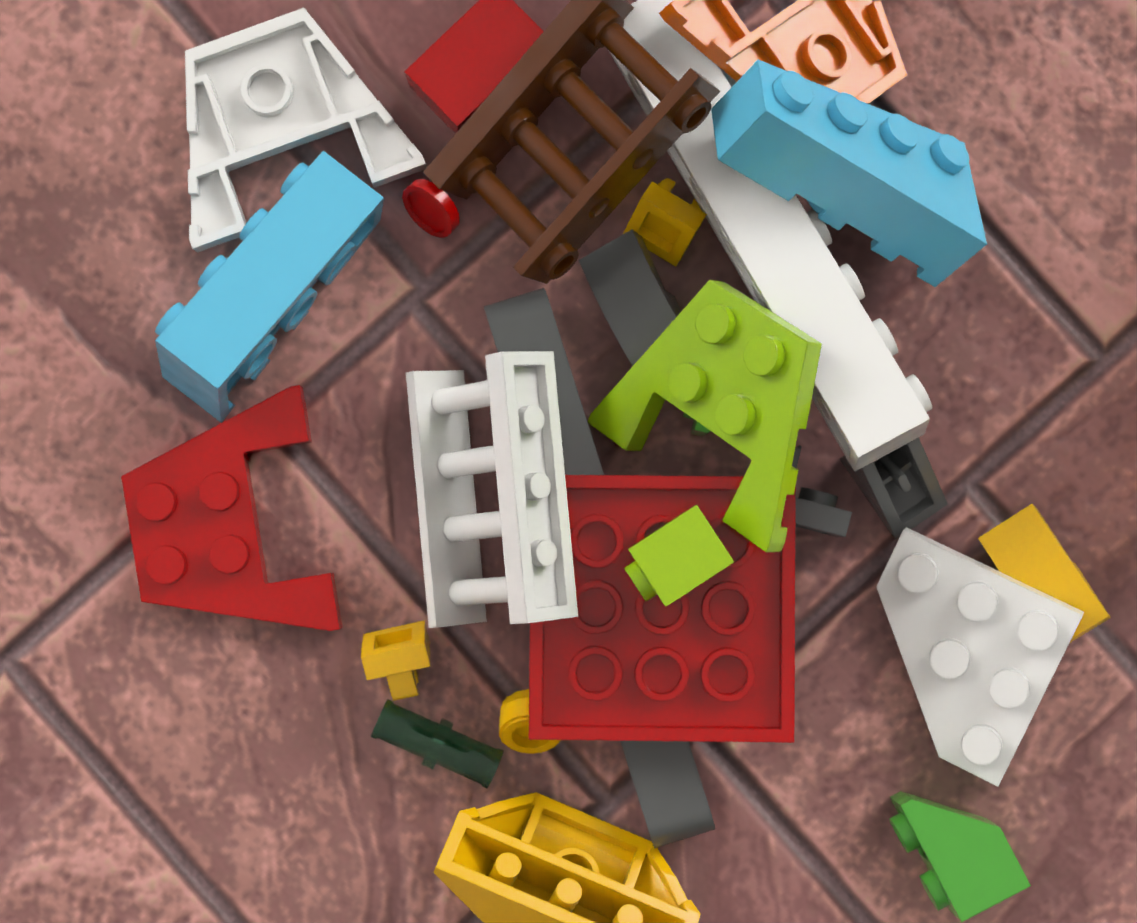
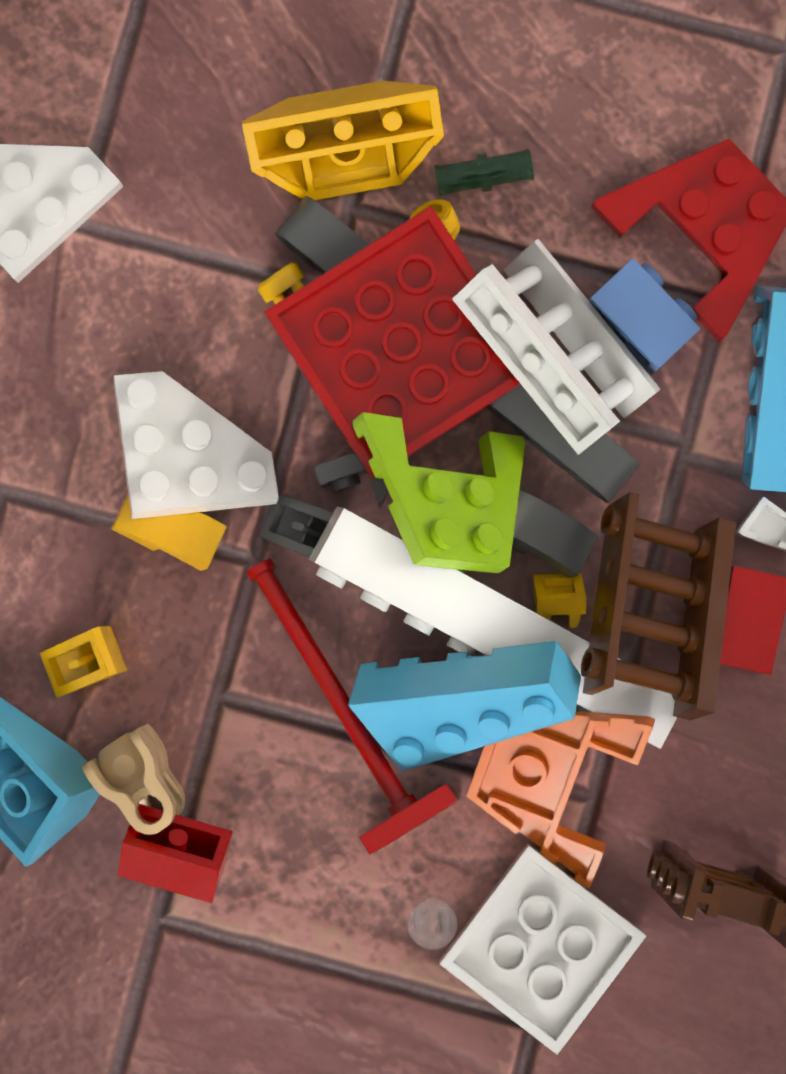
camera: 150 degrees right, 0 degrees up
(367, 465) = (645, 315): none -> medium blue brick
(397, 655) = (545, 208): yellow tile -> none
(431, 208) = (714, 506): red piece -> none
(677, 557) = (414, 374): lime brick -> none
(743, 769) = (280, 281): none -> yellow tile
(964, 855) = (109, 319): bright green slope -> none
(987, 93) = (405, 810): none -> red tile

